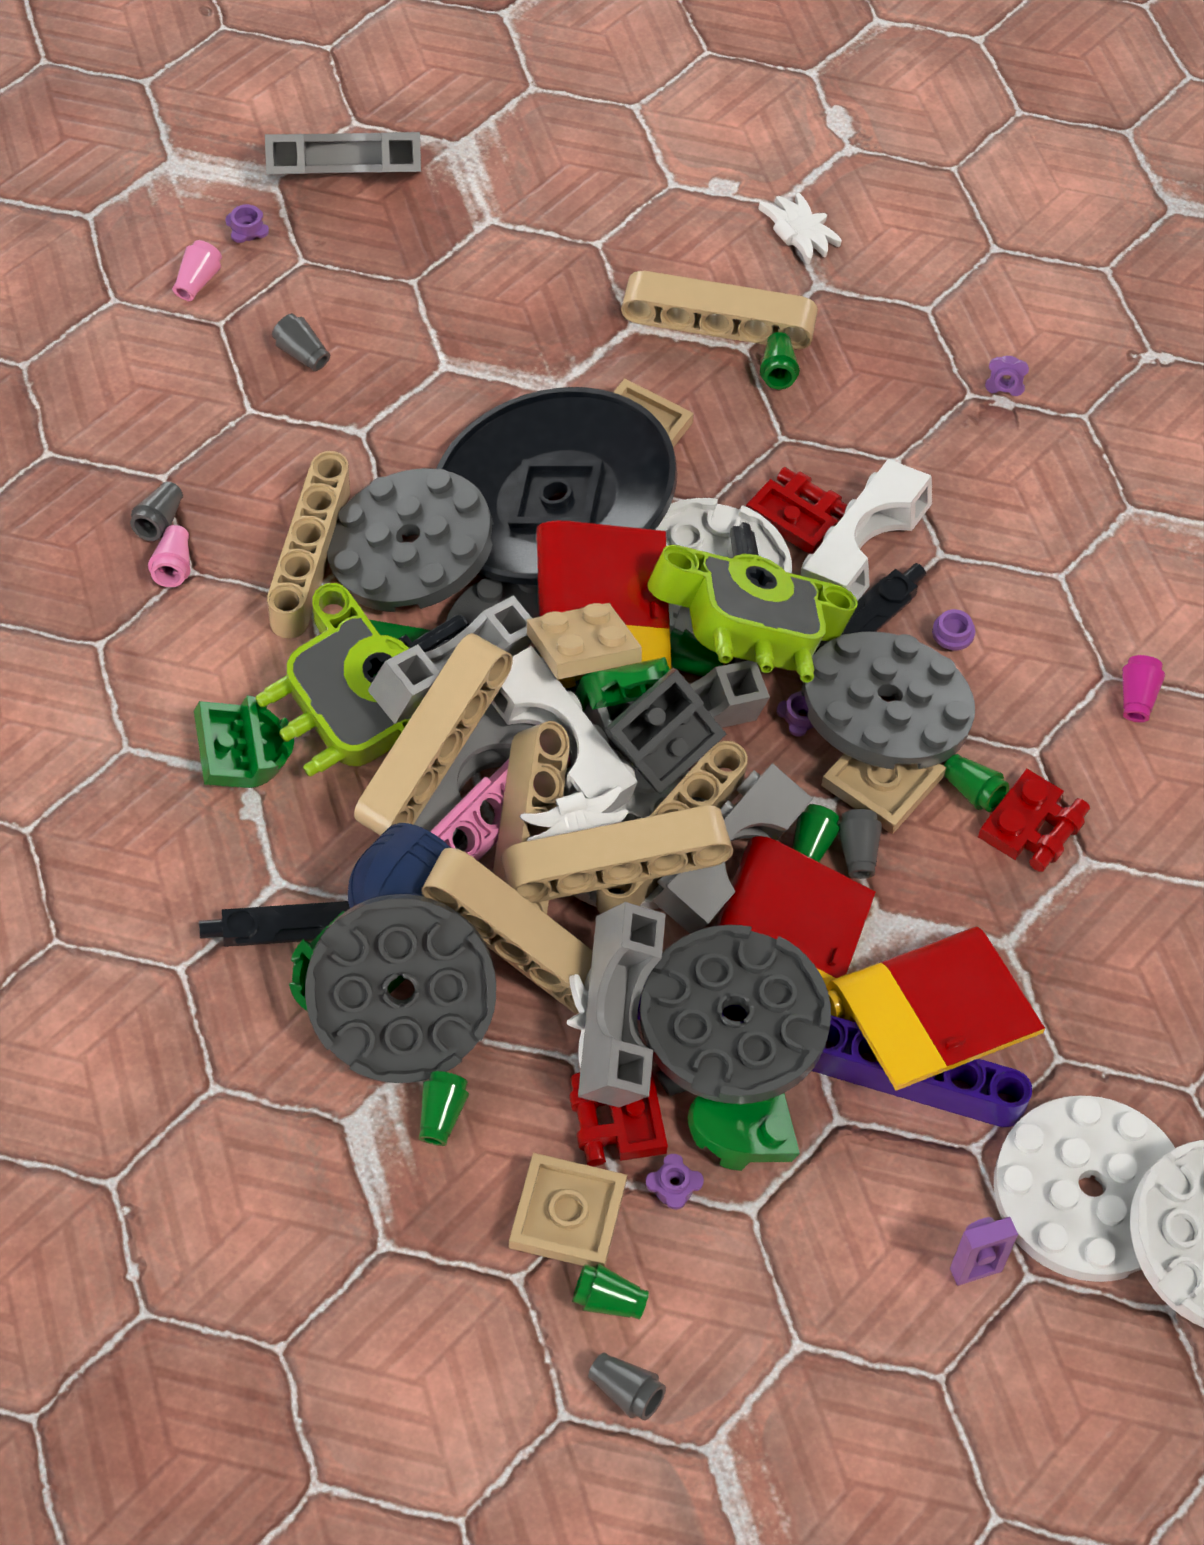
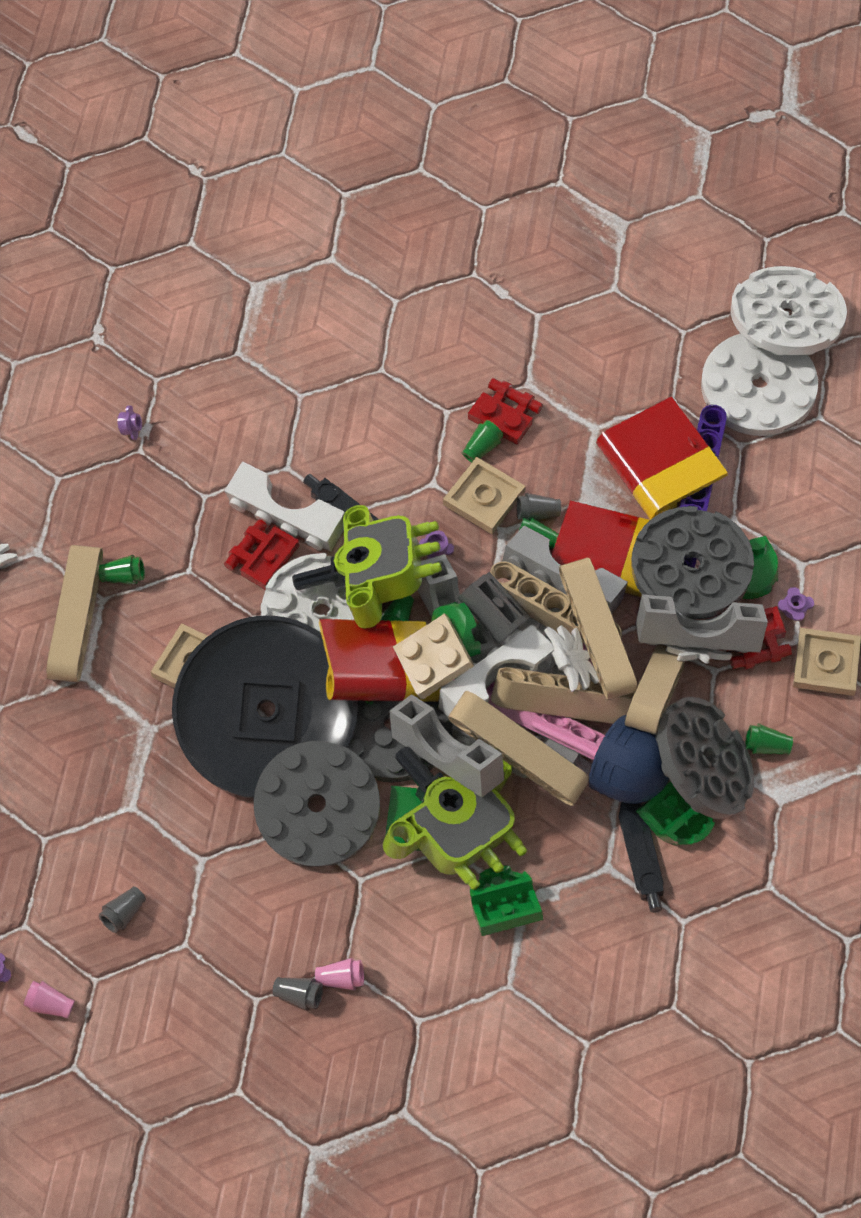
camera: 90 degrees left, 5 degrees up
(307, 544) = (334, 886): tan beam -> none
(923, 723) = (436, 463): dark grey plate -> none
(954, 630) = (358, 456): medium lavender plate -> none
(983, 1249) = (823, 430): medium lavender plate -> none
(1141, 686) = (396, 346): dark pink cone -> none

